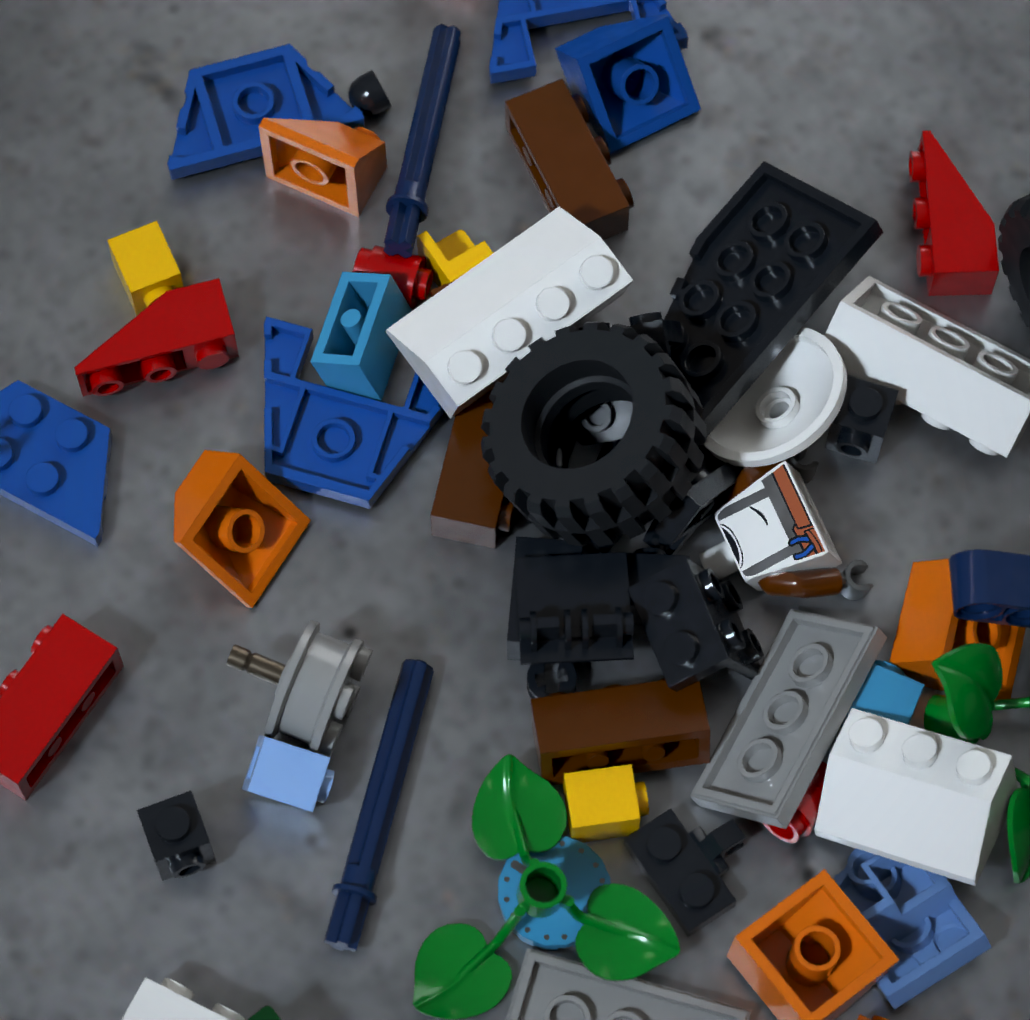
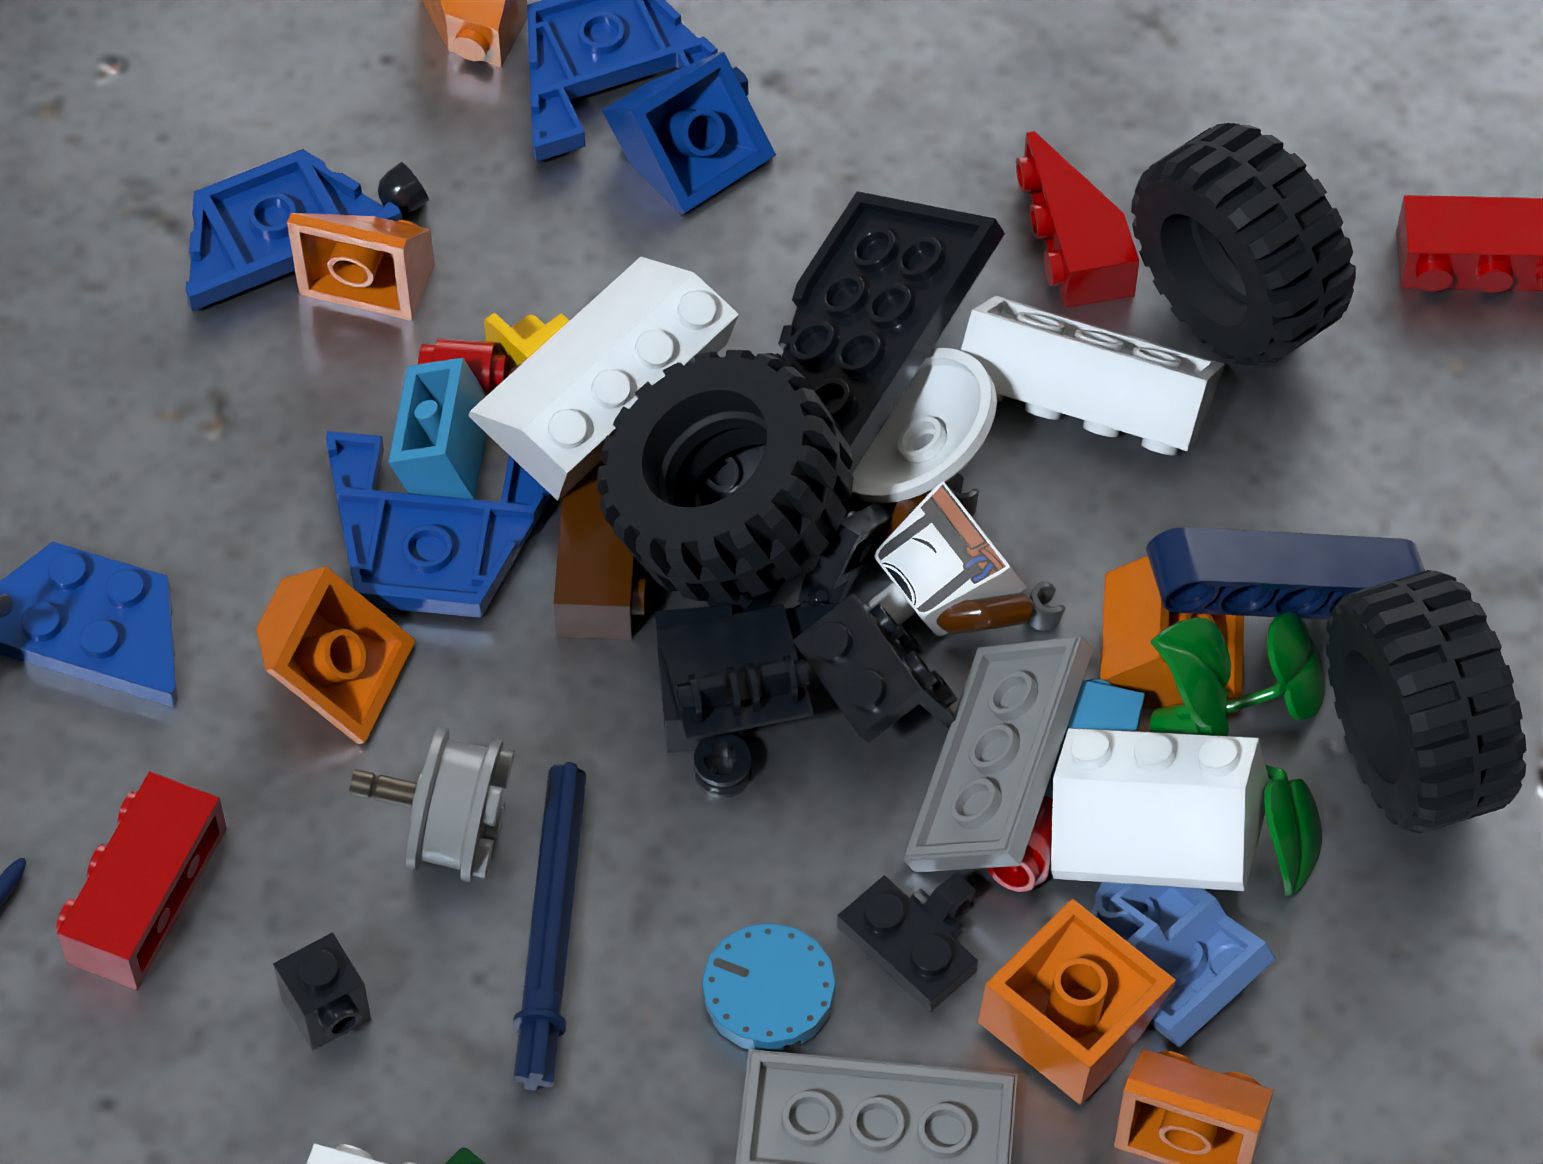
camera: 10 degrees left, 10 degrees down
(144, 265) = (181, 403): yellow brick -> none
(172, 335) = (219, 469): red slope -> none
(288, 774) = (440, 903): light blue brick -> none
(408, 204) = (468, 287): dark blue axle -> none
(566, 158) = (629, 214): reddish brown brick -> none
(604, 803) = (807, 879): yellow brick -> none
(620, 727) = (810, 800): reddish brown brick -> none
(621, 931) = (716, 905): green plant -> none
(862, 420) = (1018, 438): black brick -> none

